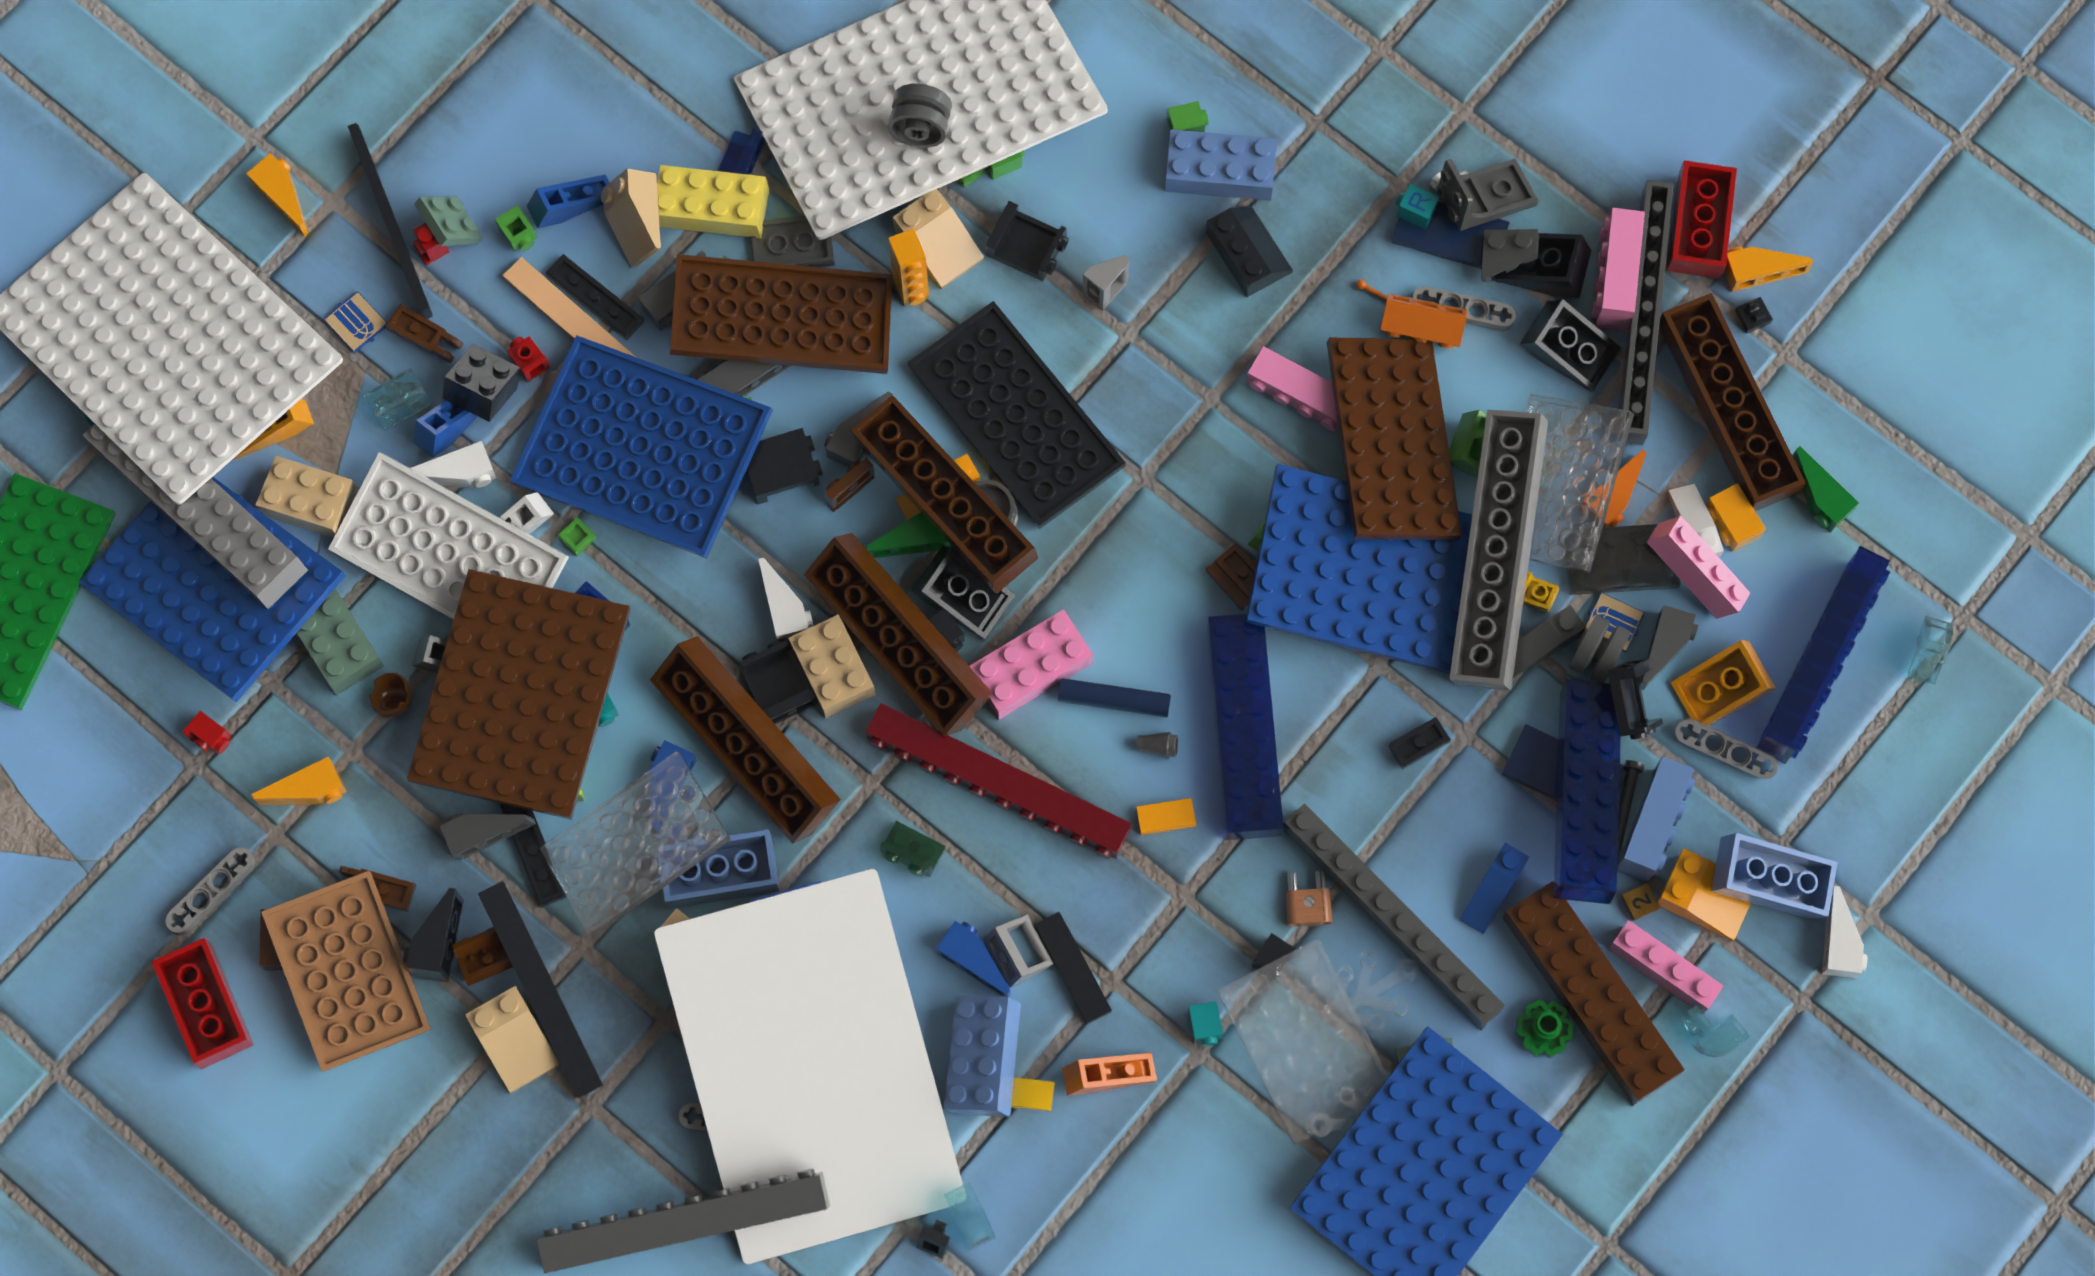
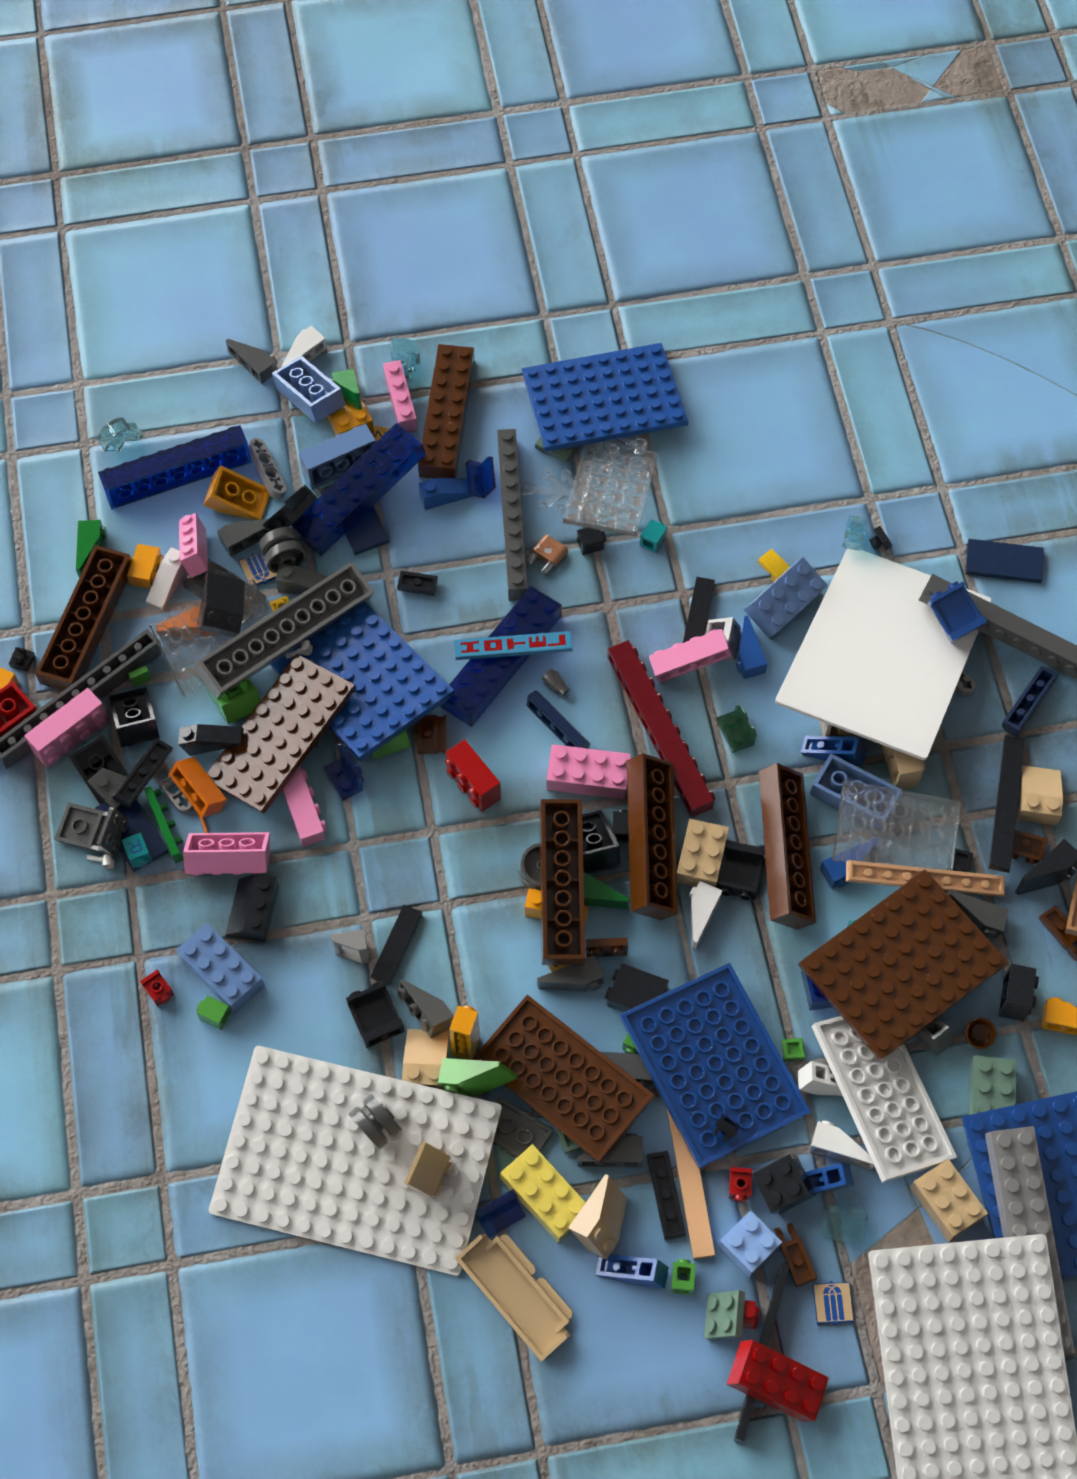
camera: 140 degrees left, 10 degrees down
(275, 183) = (820, 1444): light orange slope -> none
(352, 194) = (777, 1381): none -> red brick
(377, 764) = (1018, 992): none -> black brick
(474, 307) = (750, 1244): none -> light blue brick
(556, 830) = (949, 880): none -> light nougat tile
(577, 387) = (726, 1125): none -> black tile
(603, 1153) = (1029, 701): none -> dark blue brick
(663, 99) = (524, 1301): none -> tan slope
(756, 1172) = (956, 611): none -> blue panel
(830, 114) = (428, 1170): none -> tan slope
(869, 243) = (473, 1076): none -> bright green slope
(973, 283) = (429, 1010): none -> dark grey slope
(1016, 414) = (473, 919): black plate -> none
(1030, 888) = (690, 655): none -> bright pink brick
(1070, 329) = (396, 945): none -> black tile
(1108, 1073) = (730, 549): orange slope -> none
(1147, 554) = (472, 776): none -> red brick
(1166, 816) = (586, 647): light orange tile -> none
(1233, 730) = (513, 645): none -> dark azure tile
(1263, 109) = (152, 982): none -> red brick
(1286, 452) = (344, 774): none -> clear blue bracket
(1322, 272) = (227, 853): none -> bright pink brick
(1421, 259) = (164, 826): none -> green hinge
(1460, 554) = (306, 649): none -> white hand
(1461, 376) = (208, 738): none -> black slope
(1472, 935) = (480, 477): none -> clear blue panel
(1493, 286) = (142, 773): none -> black tile
(1544, 1028) = (485, 415): green plant -> none
(1583, 503) = (222, 605): none -> black slope
(1609, 390) = (139, 676): none -> bright green tile
(1740, 926) = (347, 382): none -> slope
(1877, 876) = (254, 360): none -> dark grey slope

